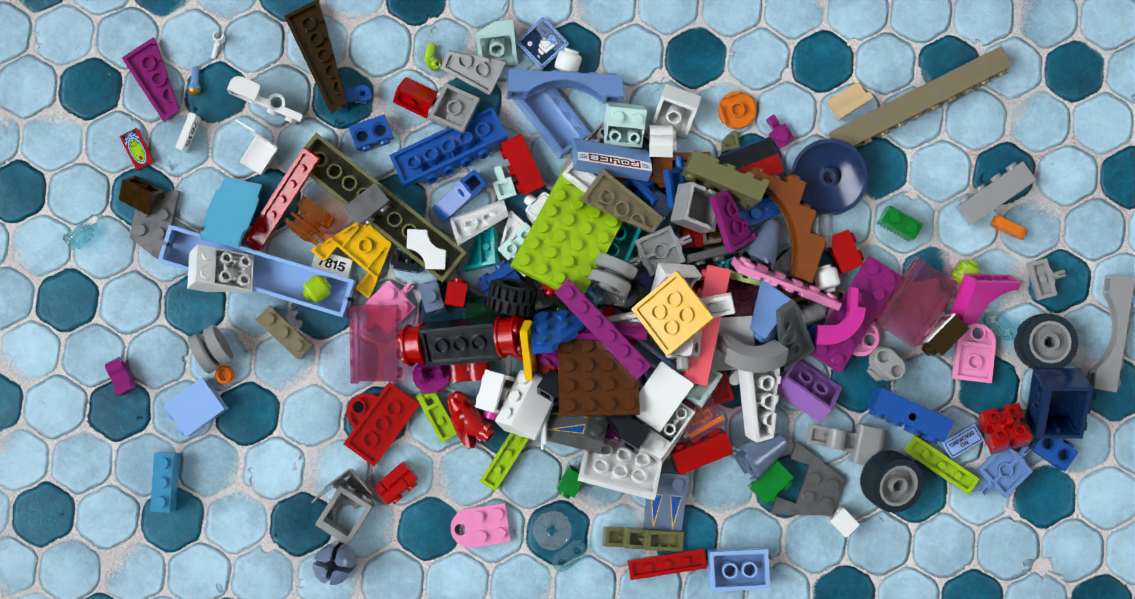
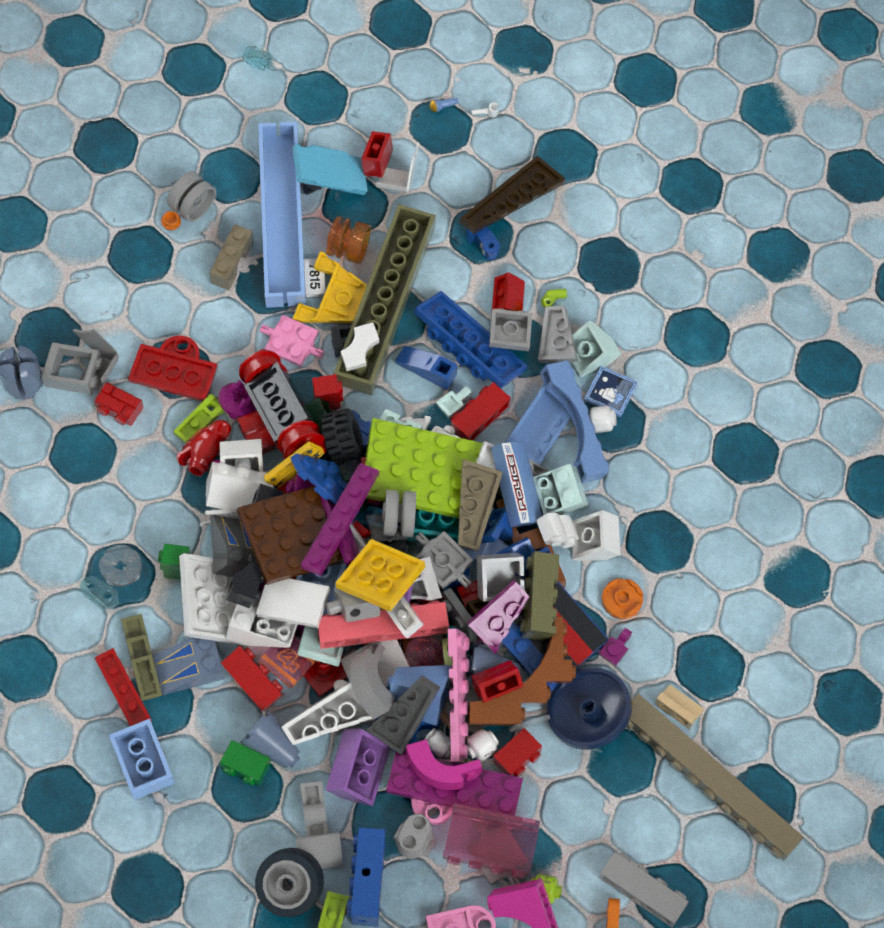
camera: 70 degrees right, 20 degrees down
(120, 376) = (137, 134): magenta leg -> none
(137, 149) = (358, 78): tile -> none
(139, 194) = (317, 90): dark brown panel -> none
(151, 74) = (432, 67): magenta wing -> none
(151, 229) = (298, 109): flat silver wing -> none
(164, 482) = (49, 202): dark azure brick -> none
(188, 132) = (391, 113): white tile -> none
(195, 407) = (131, 205): light blue brick -> none
(219, 270) = (269, 176): white slope -> none
(229, 162) = (377, 154): none -> red brick
(250, 92) = (451, 156): white plate -> none
(282, 198) = (359, 208): plate -> none
(316, 289) = (284, 267): lime head -> none
(368, 205) = (382, 279): flat silver brick -> none
(370, 128) = (460, 265): blue brick -> none
(375, 343) = (247, 333): clear pink panel -> none
(433, 298) = (314, 367): sand blue torso -> none
(475, 221) = (408, 389): white wing -> none
(483, 251) = (376, 406): teal wing -> none
(483, 526) = (103, 501): bright pink plate -> none
(503, 461) = (176, 496): lime plate -> none
(730, 142) = (587, 603): olive tile -> none
(787, 246) = (497, 681): none -> red brick
(818, 490) = (254, 818): flat silver wing -> none
(843, 521) = (229, 852): white panel -> none
(899, 223) = (570, 800): green brick -> none
(943, 335) = (466, 883): dark brown piece -> none

